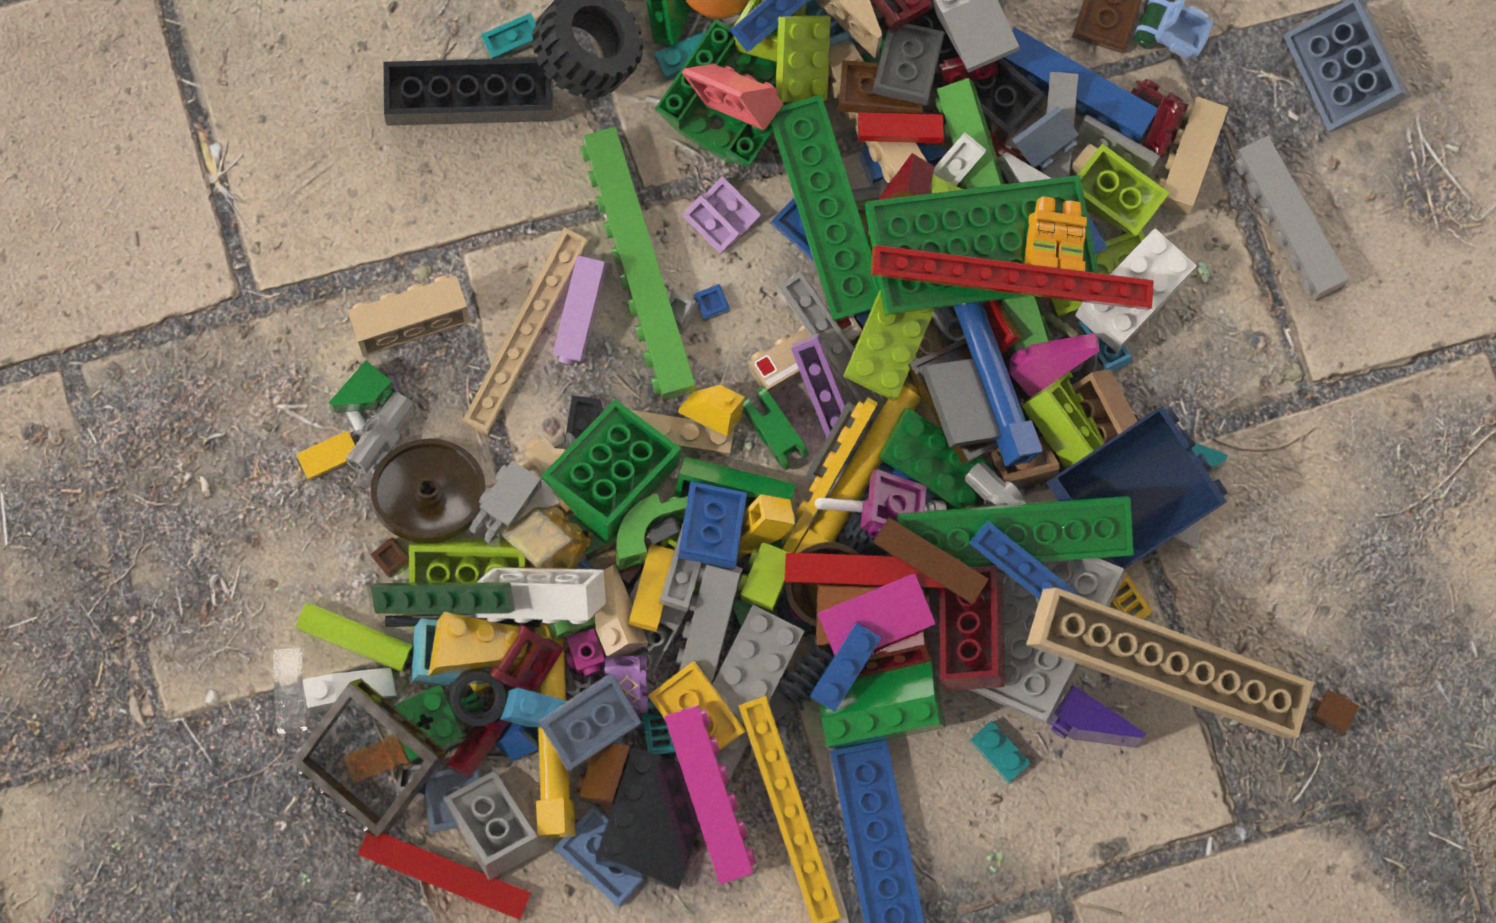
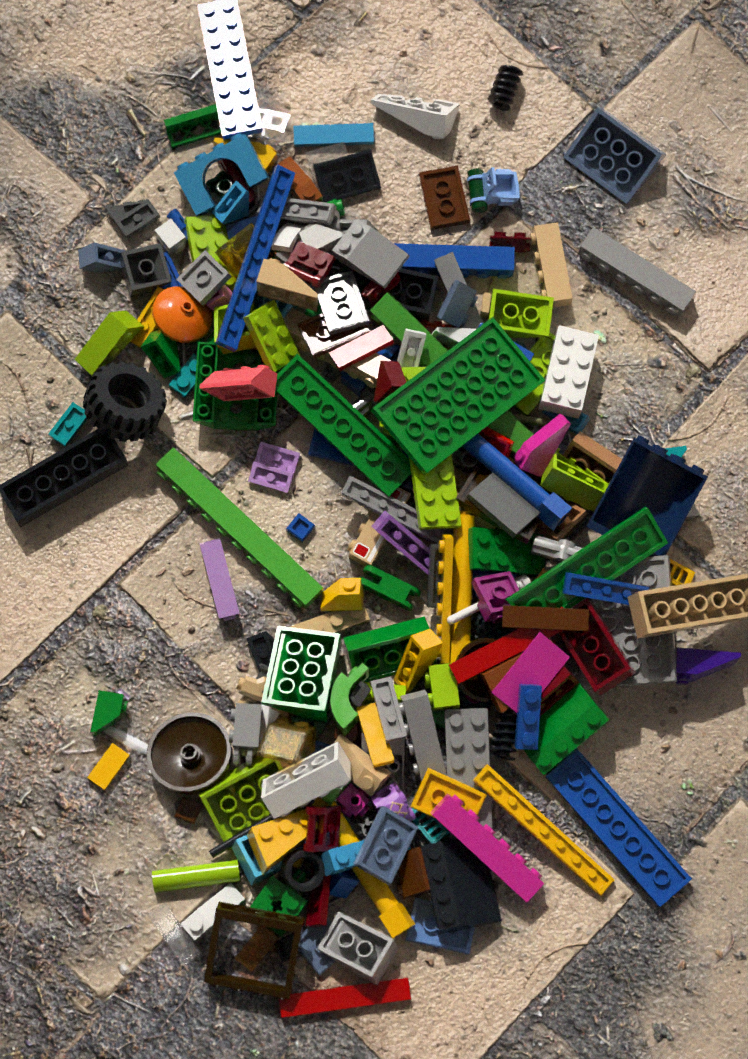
camera: 30 degrees left, 0 degrees up
(380, 433) = (135, 733): light grey piece -> none
(409, 315) = (110, 644): tan brick -> none
(443, 597) = (243, 818): dark green plate -> none
(525, 332) = (190, 613): tan tile -> none
(682, 308) = (285, 541): light grey tile -> none
(712, 525) = (390, 673): blue tile -> none
(1000, 752) = (651, 715): teal plate -> none
(1012, 277) = (491, 407): red plate -> none
(1055, 237) = (503, 366): light orange hips -> none
(1097, 133) = (487, 283): light grey plate -> none
(1165, 126) = (524, 256): dark red hinge -> none

